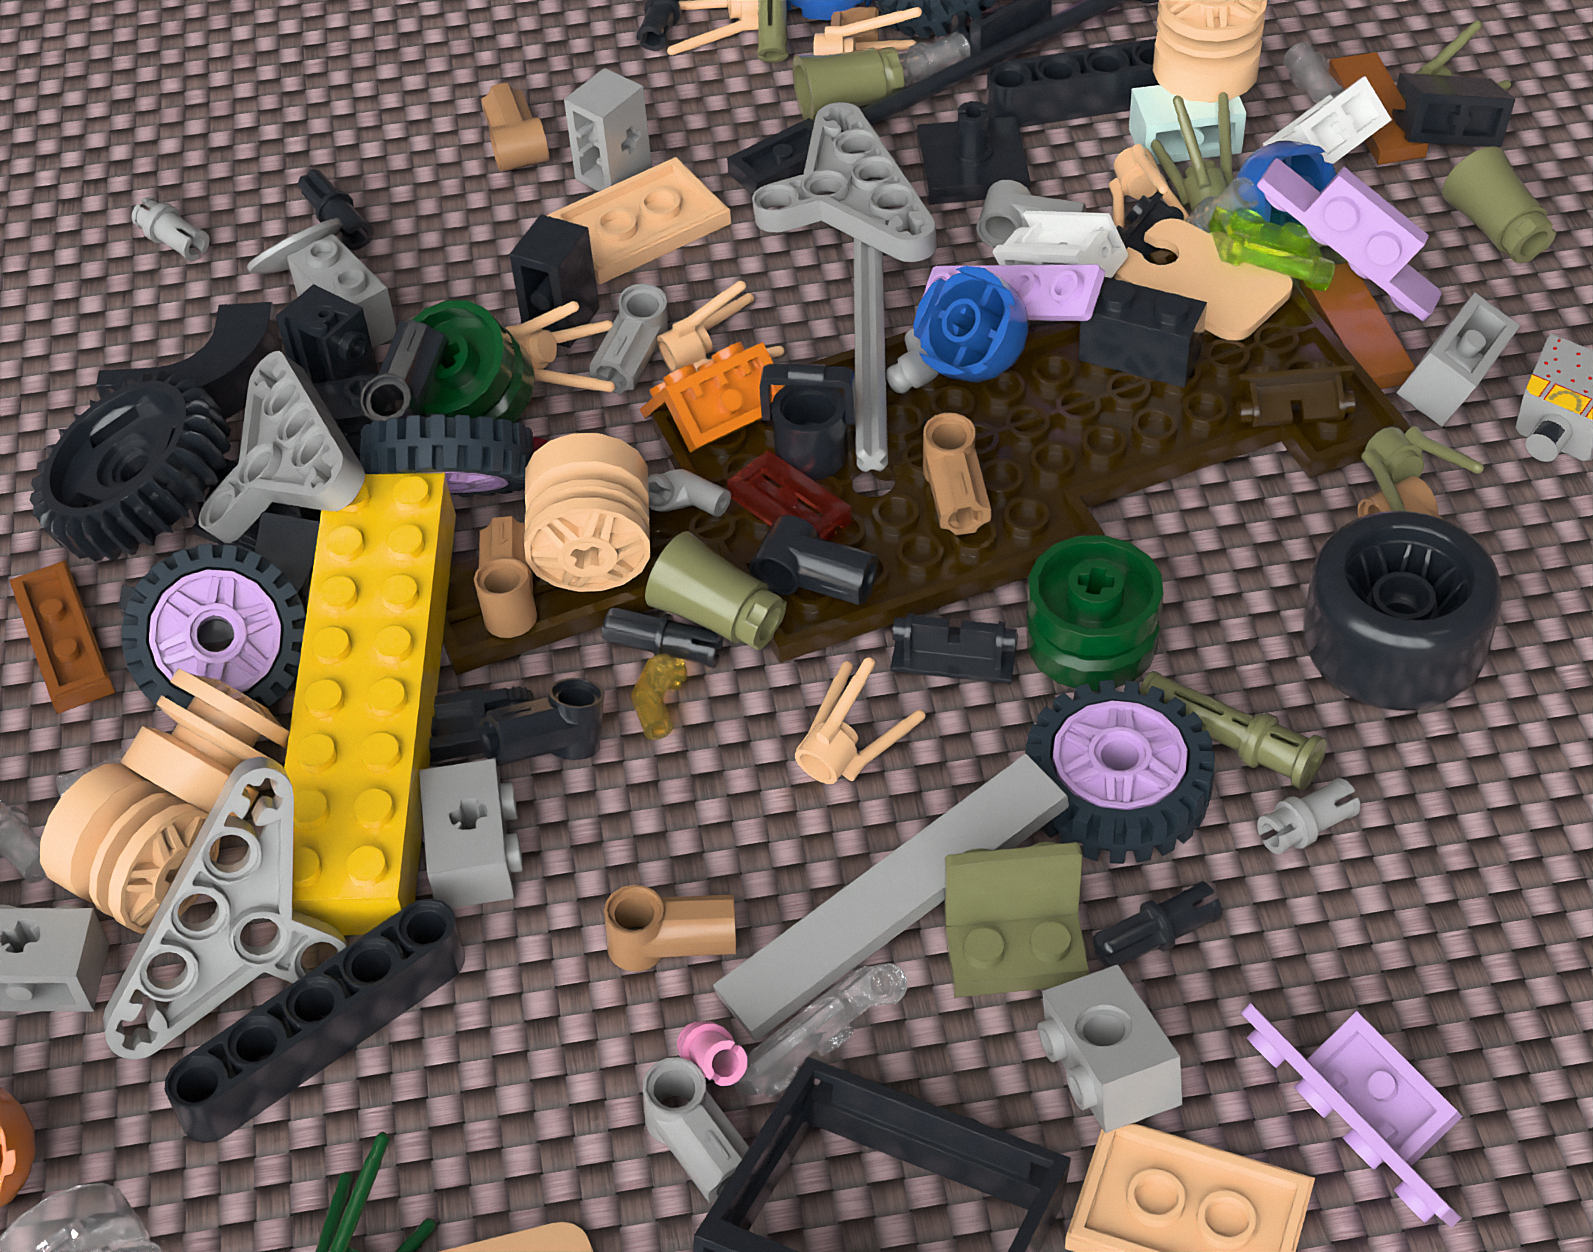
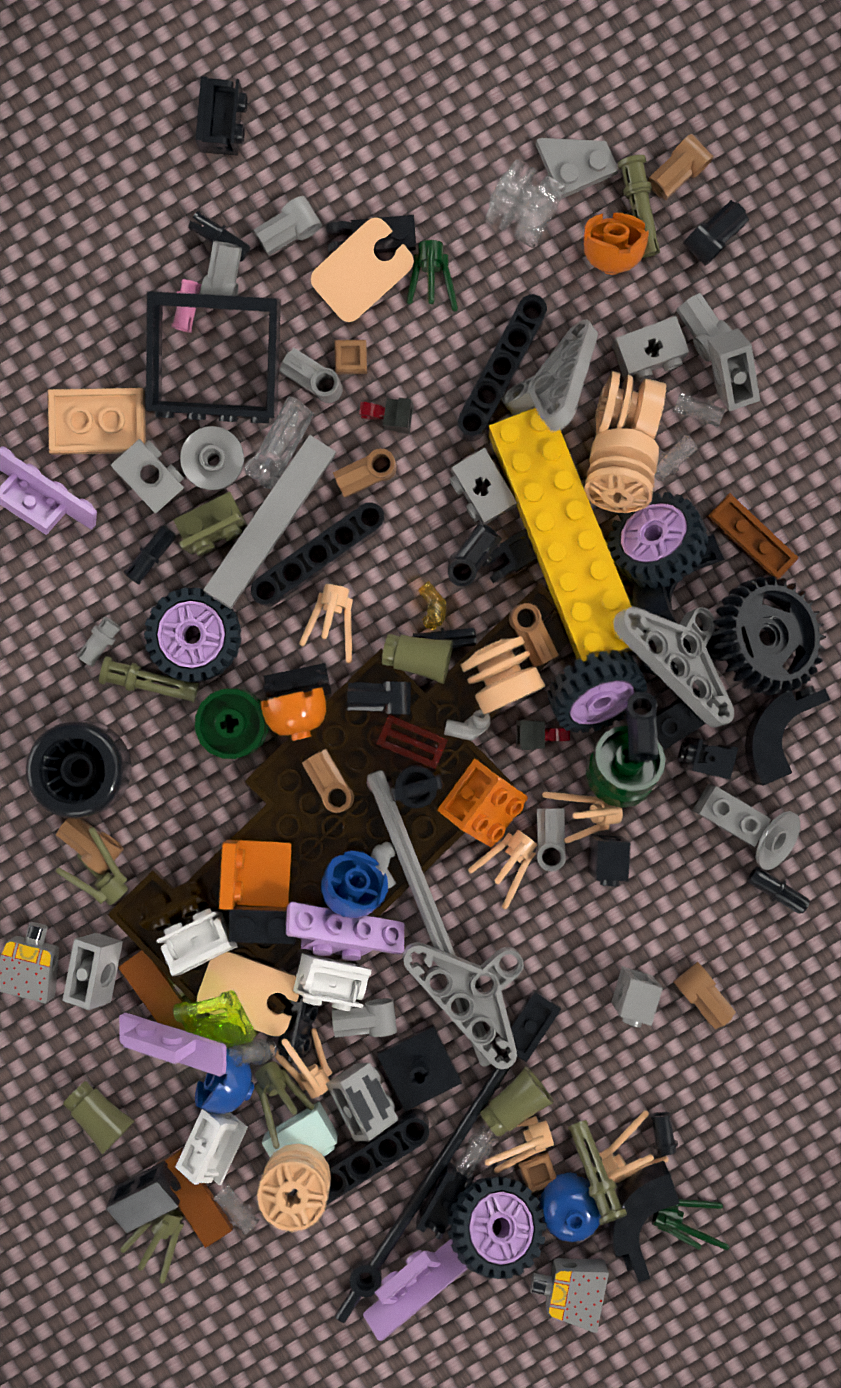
camera: 155 degrees right, 40 degrees up
(564, 1006) = (395, 416): none -> pearl dark grey piece
(601, 1155) = (350, 356): none -> medium nougat tile
(646, 217) = (596, 948): light nougat tile -> none
(713, 1052) = (321, 412): bright pink pin -> none
(793, 823) = (326, 540): none -> black beam
(970, 575) = (295, 713): none -> orange cylinder
(972, 1022) = (198, 450): none -> light grey dish
(1073, 129) = (362, 1101): none -> brick
(1133, 400) = (255, 873): none -> orange bracket
(1263, 330) = (196, 942): none -> white hinge

